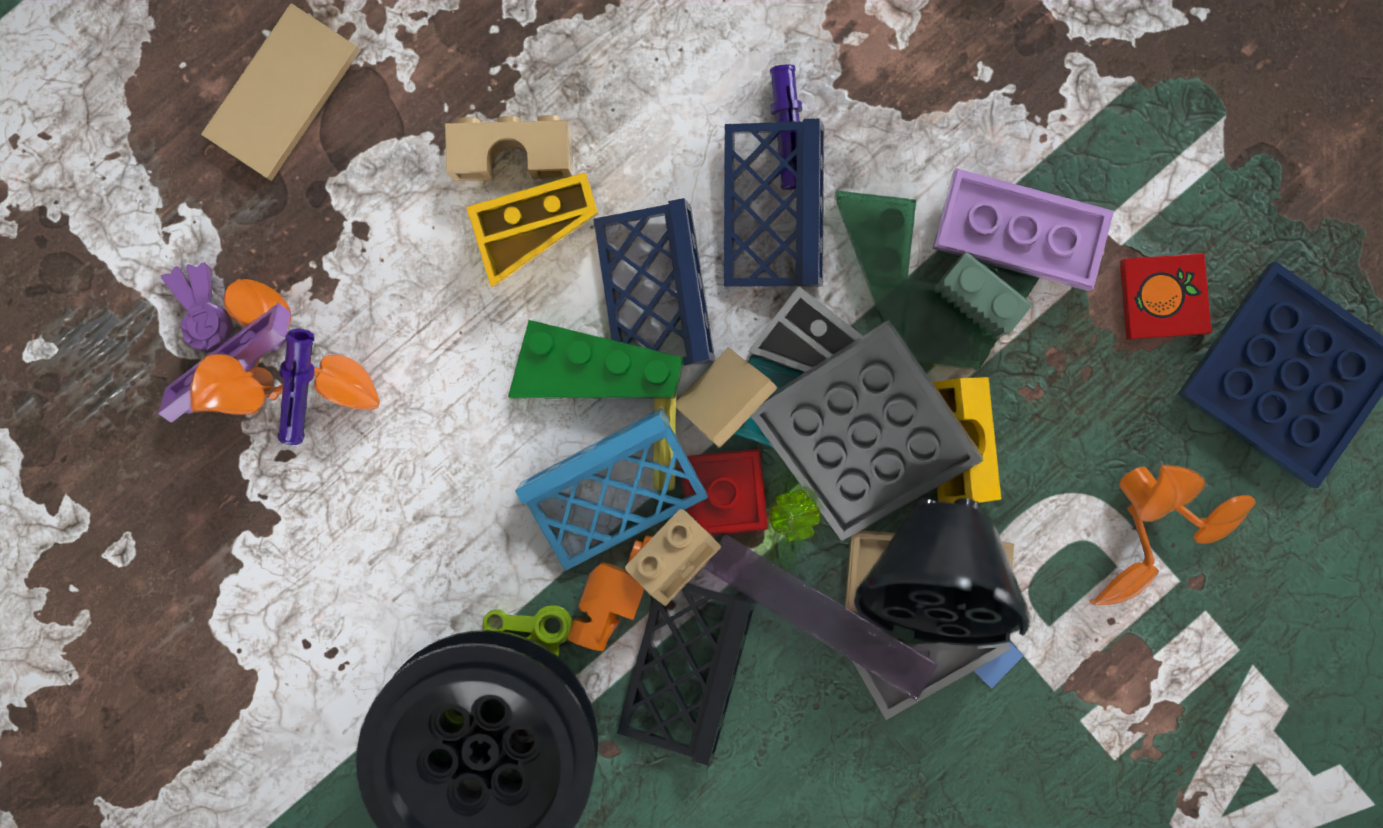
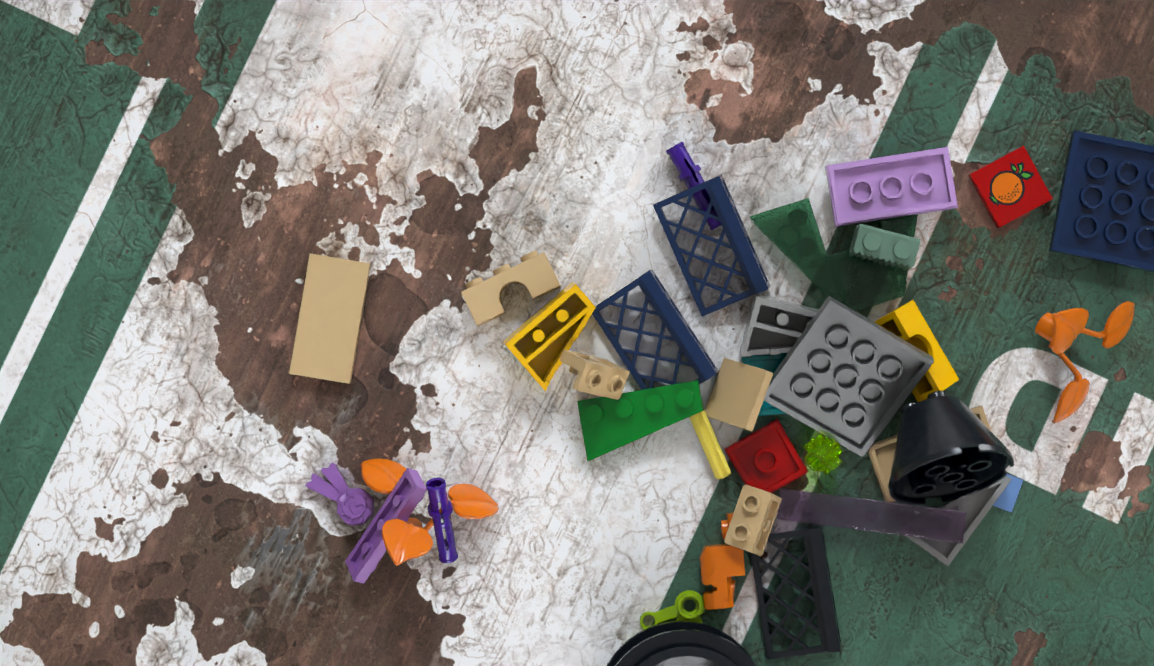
camera: 25 degrees left, 0 degrees up
(560, 294) = (595, 374): none -> tan bracket
(596, 458) = (669, 475): dark azure fence -> none

